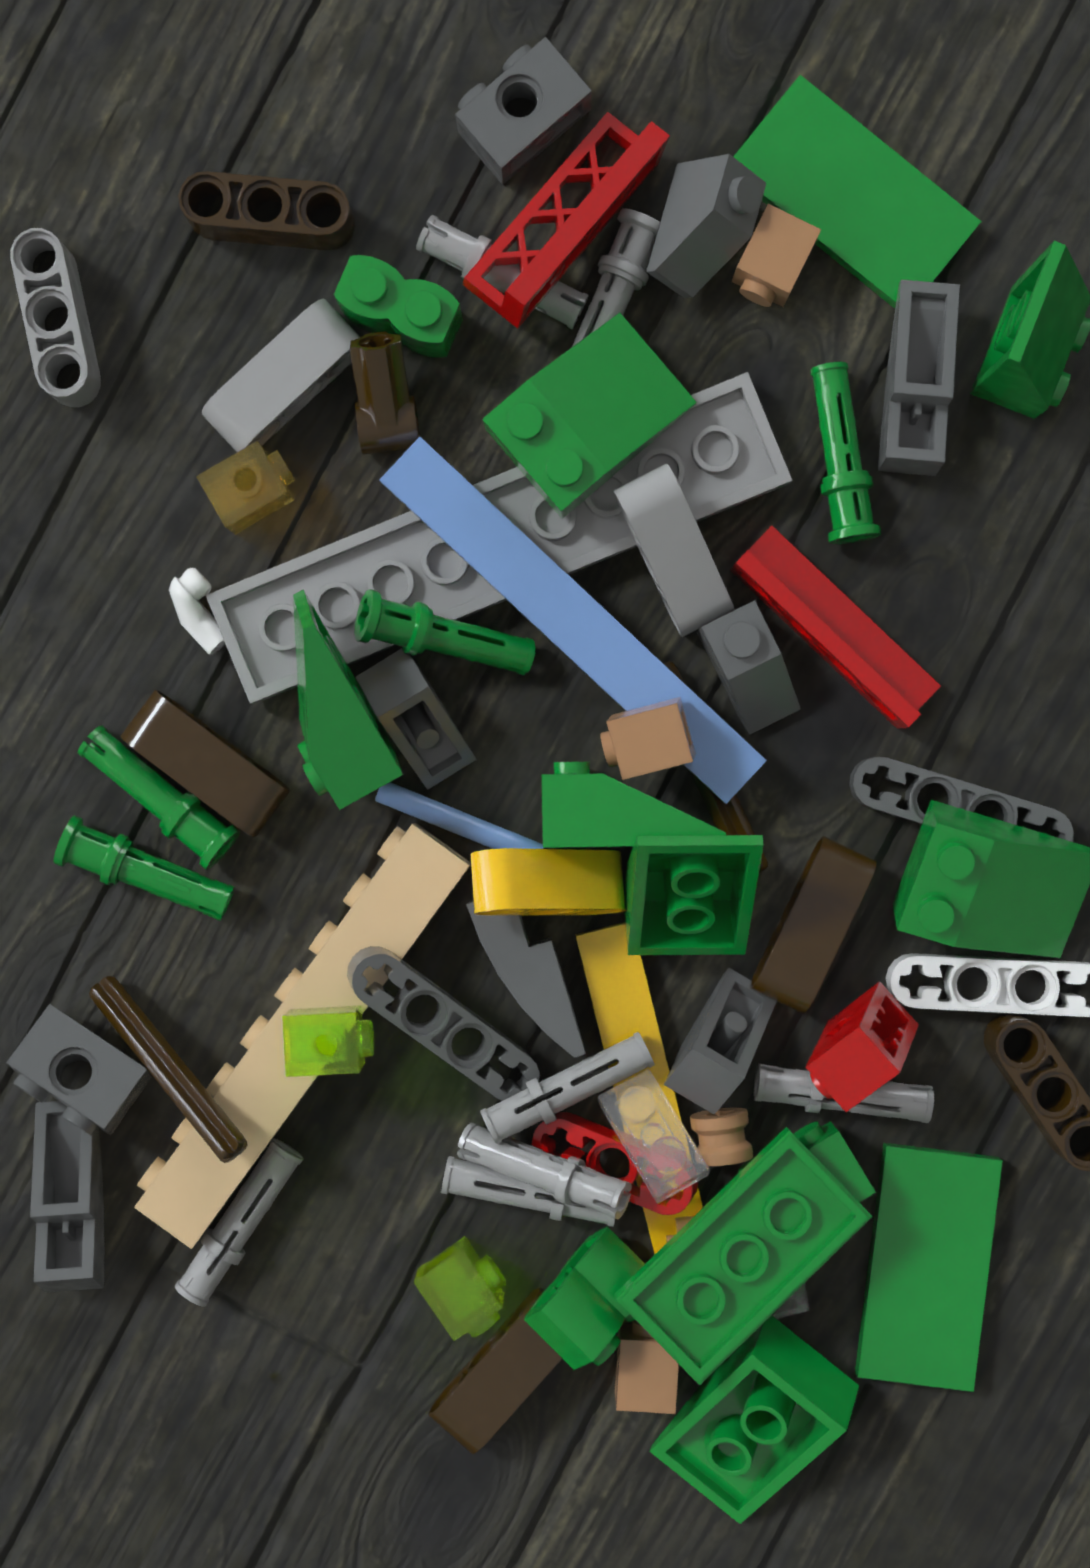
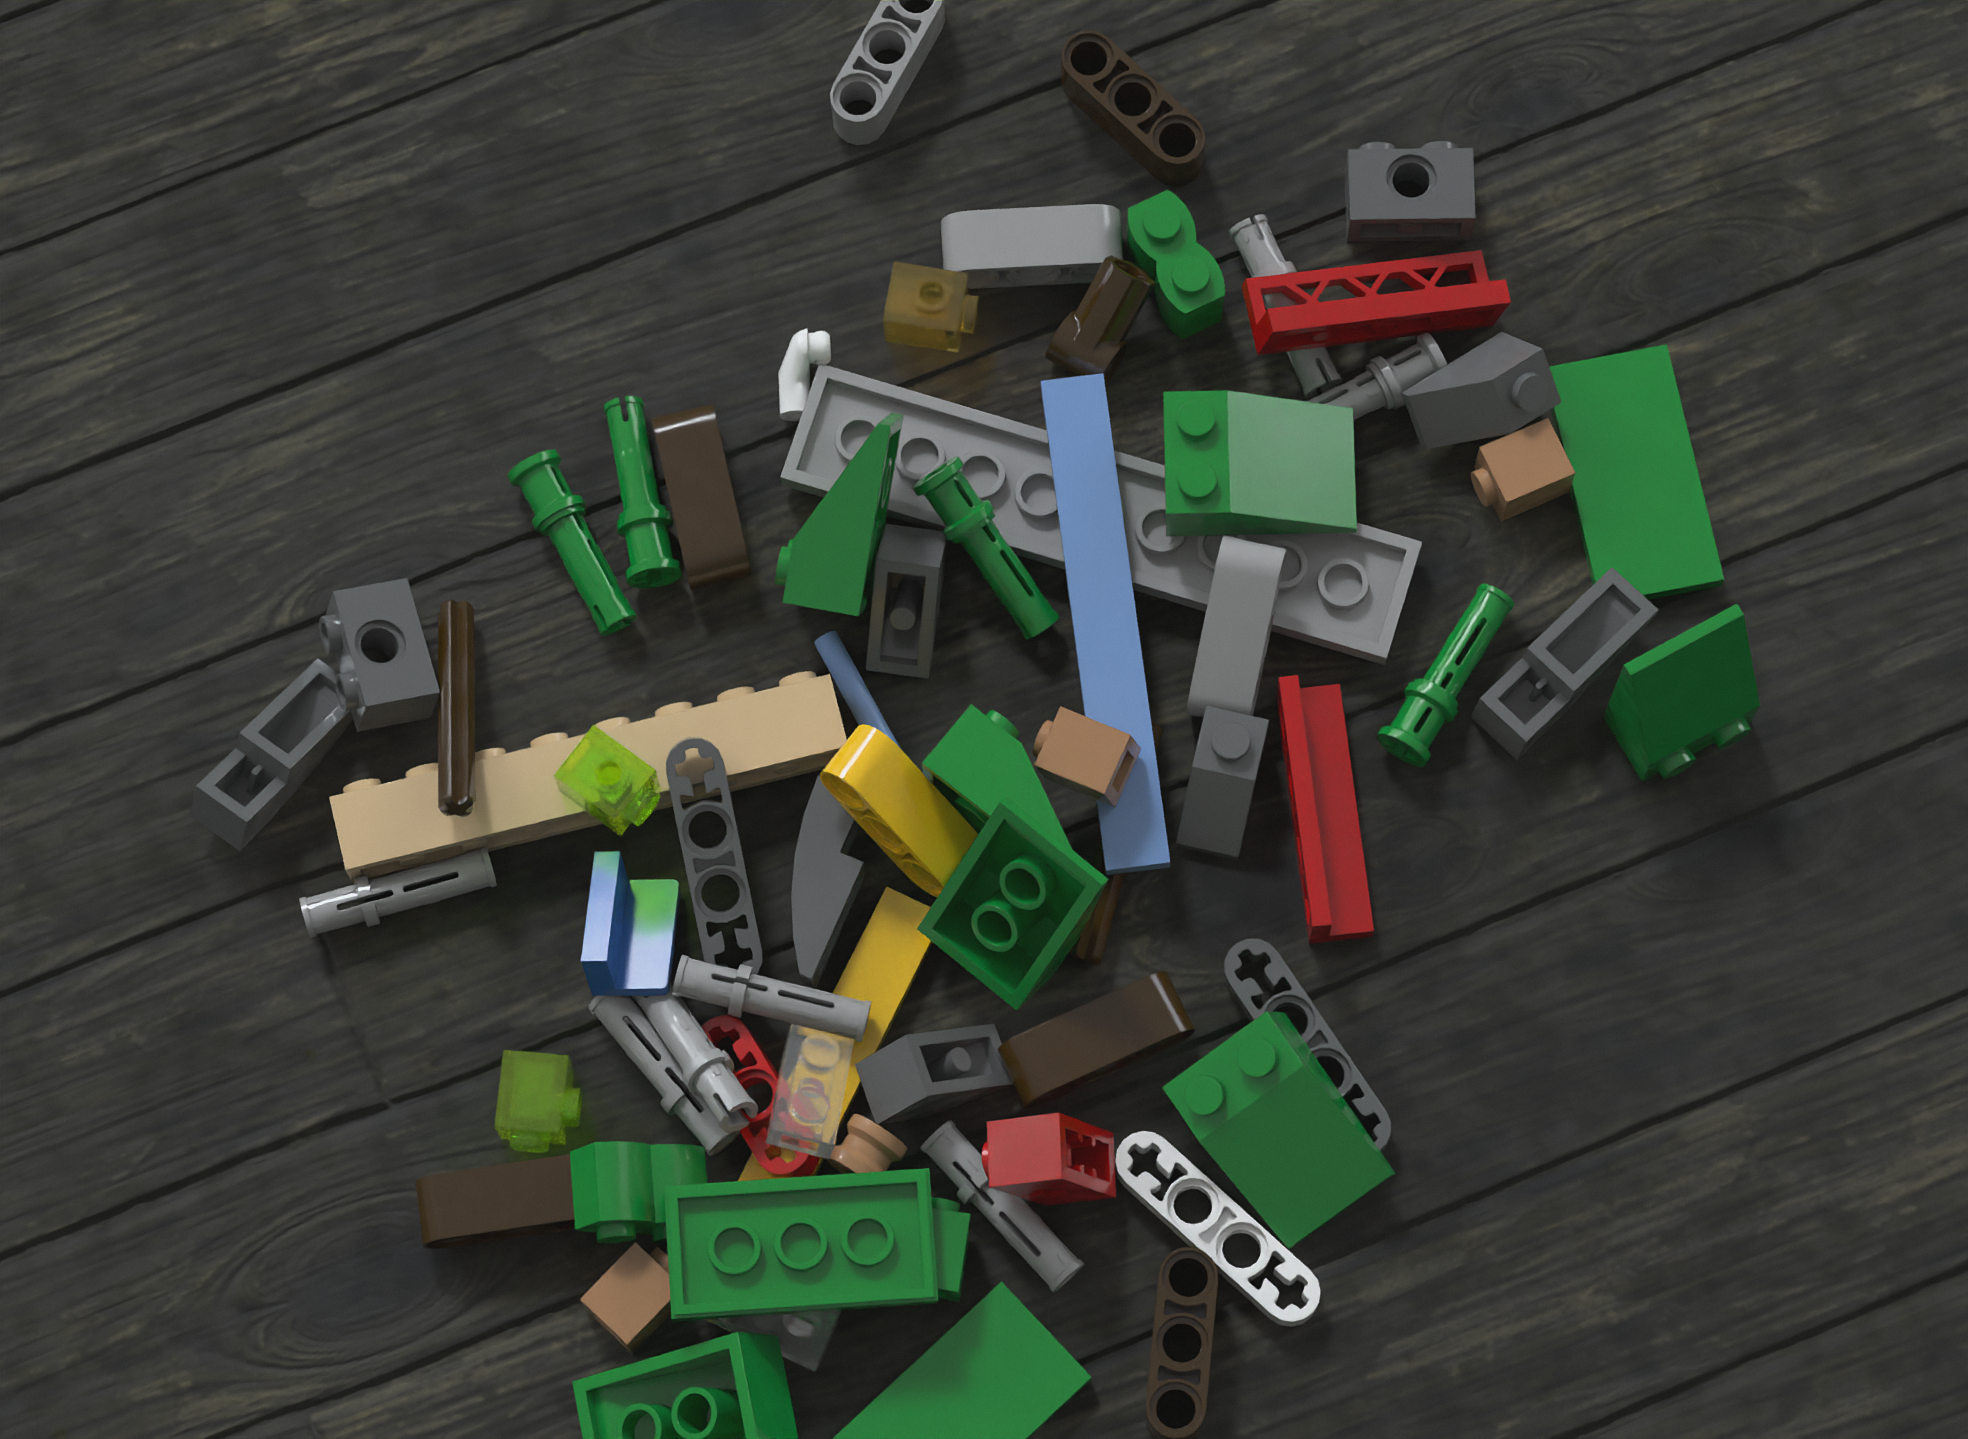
camera: 45 degrees right, 15 degrees down
(425, 1121) = (628, 931): none -> panel

